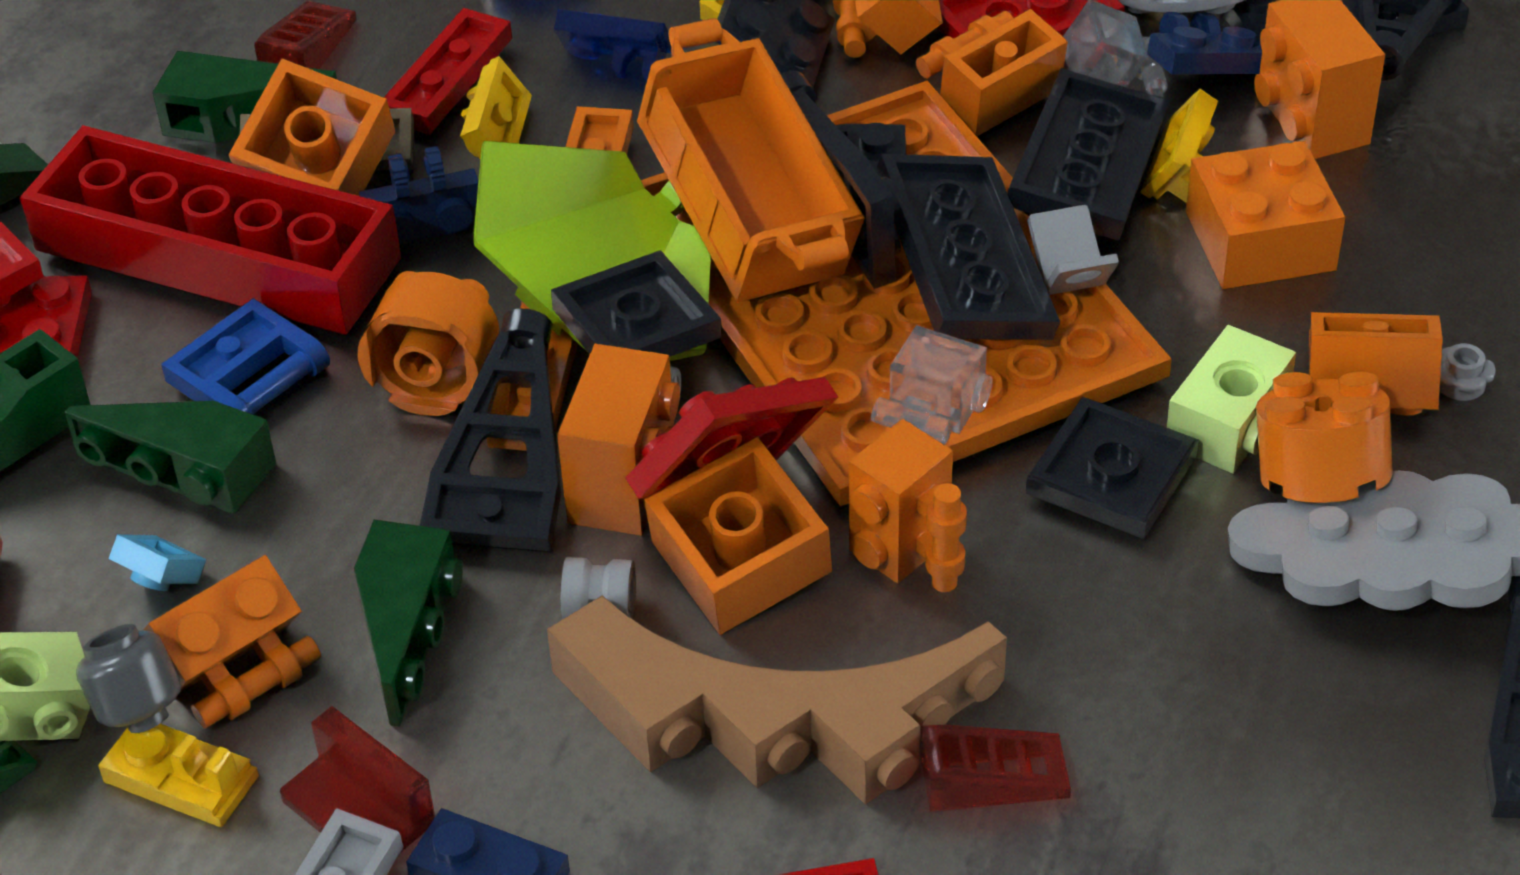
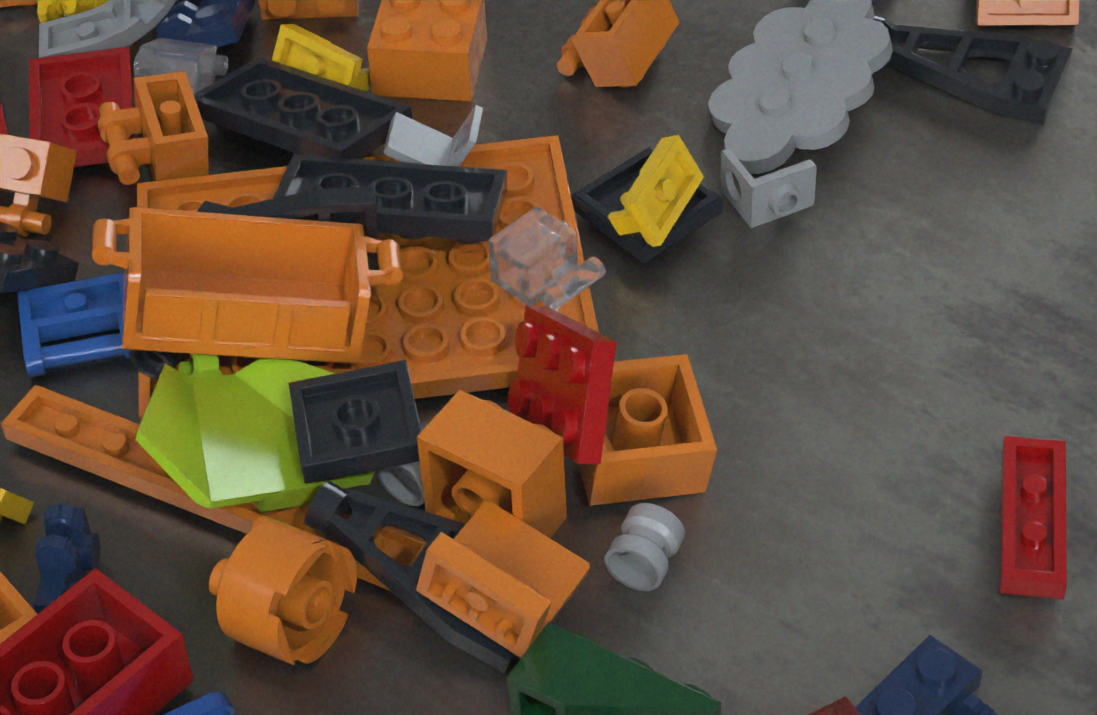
camera: 70 degrees left, 0 degrees up
(483, 477) = (501, 577): none -> orange bracket
(767, 719) = (795, 521): medium nougat arch -> none
(907, 507) = (665, 307): orange brick -> none
(968, 787) = (921, 368): clear red slope -> none
(1093, 452) = (658, 192): none -> yellow plate
(1181, 569) = (769, 195): none -> light grey bracket
(1222, 396) = (610, 115): yellowish green brick -> none
(1324, 436) = (699, 72): orange brick -> none

